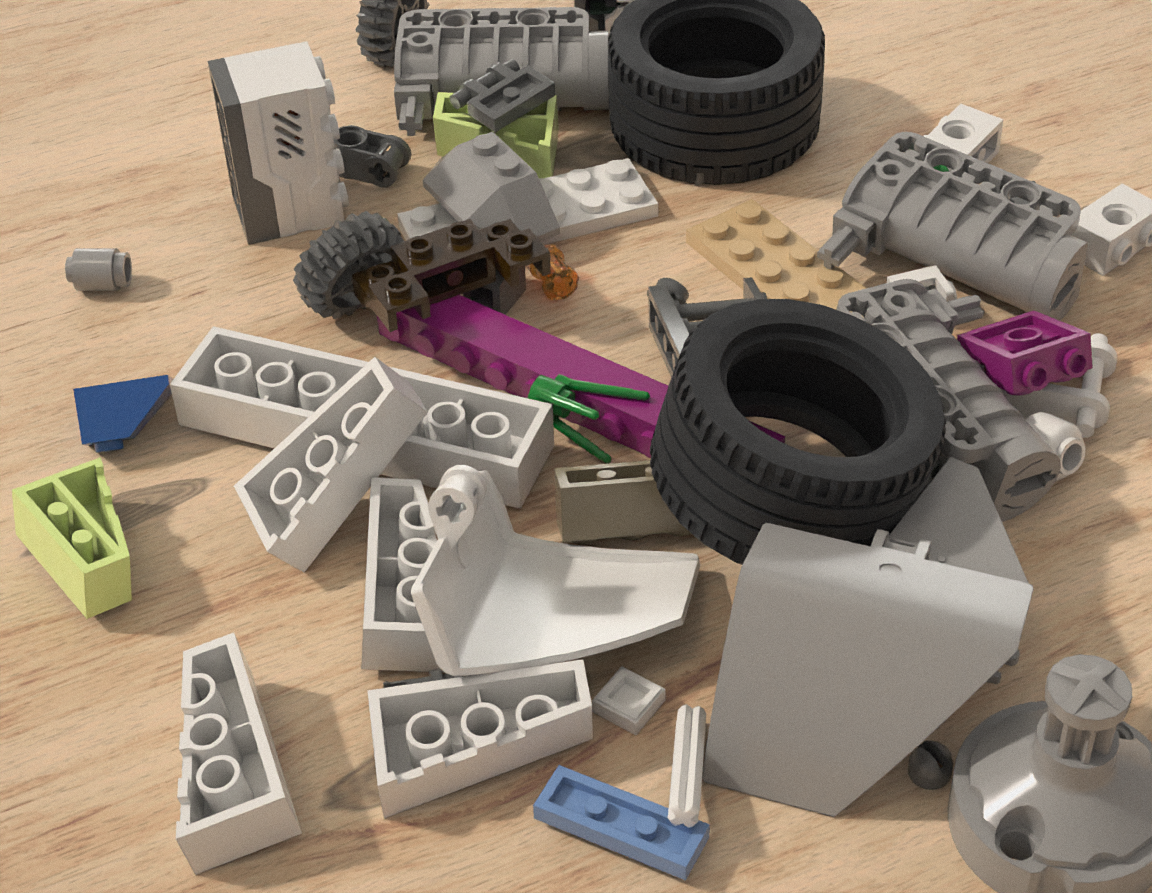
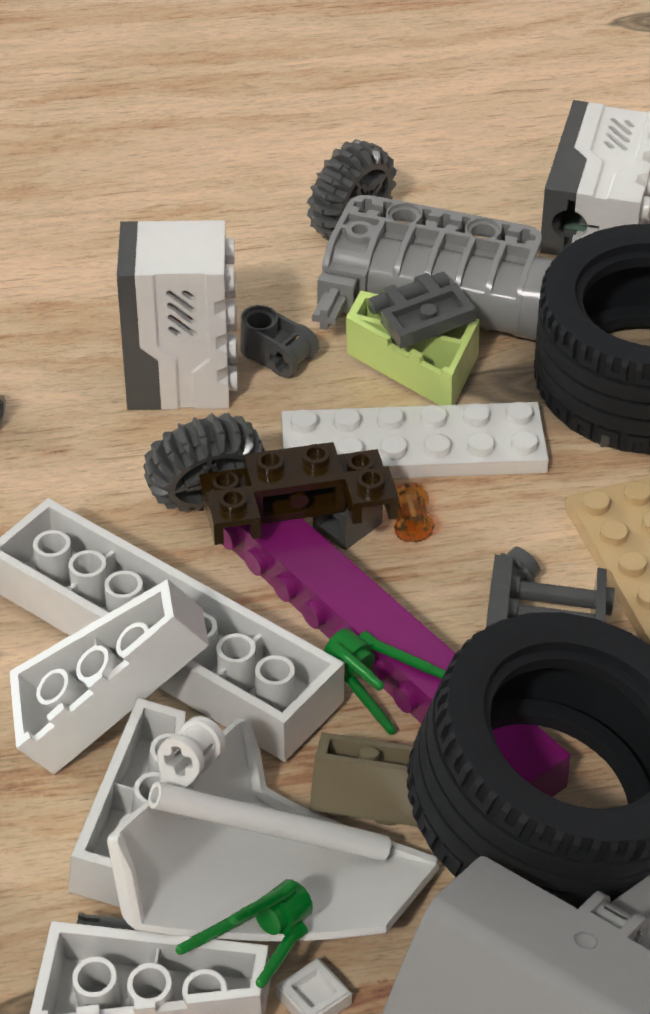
camera: 15 degrees right, 0 degrees up
(490, 185) = (373, 407): light grey wedge -> none
(541, 550) = (268, 821): none -> white piece
(581, 628) = (276, 912): none -> green plant

